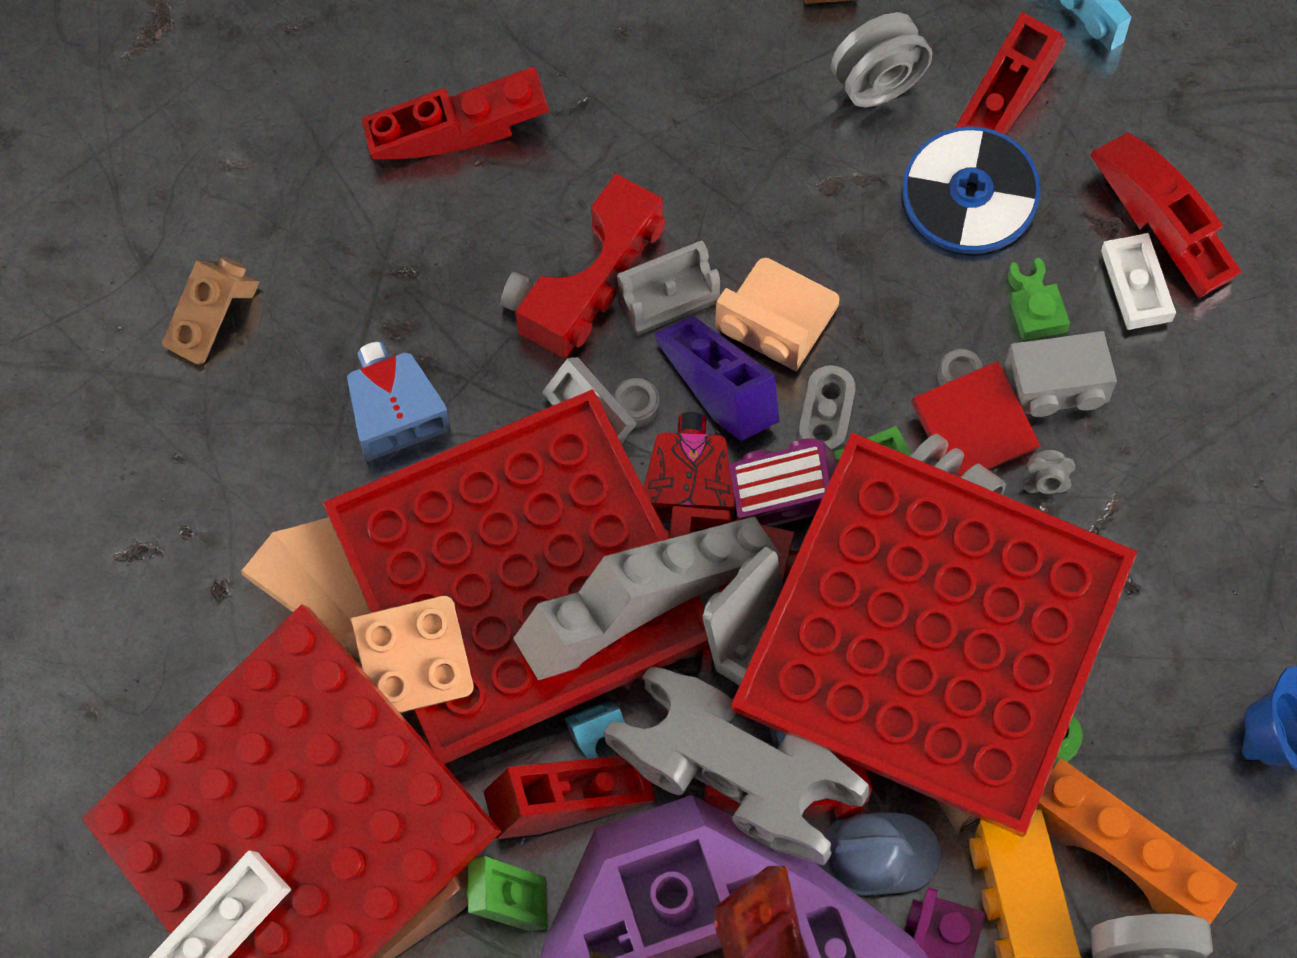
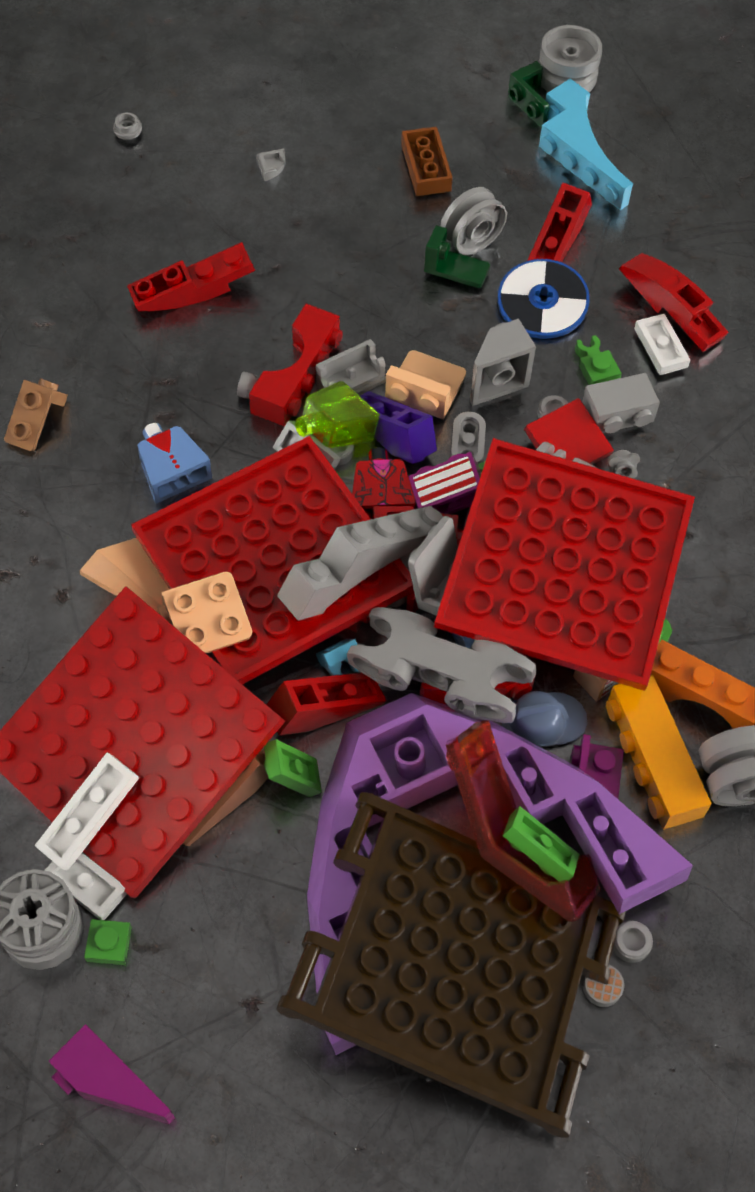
camera: 10 degrees left, 5 degrees down
(639, 358) = (337, 417): none -> clear neon green torso
(842, 123) = (452, 265): none -> dark green bracket
(891, 295) = (502, 362): none -> light grey slope

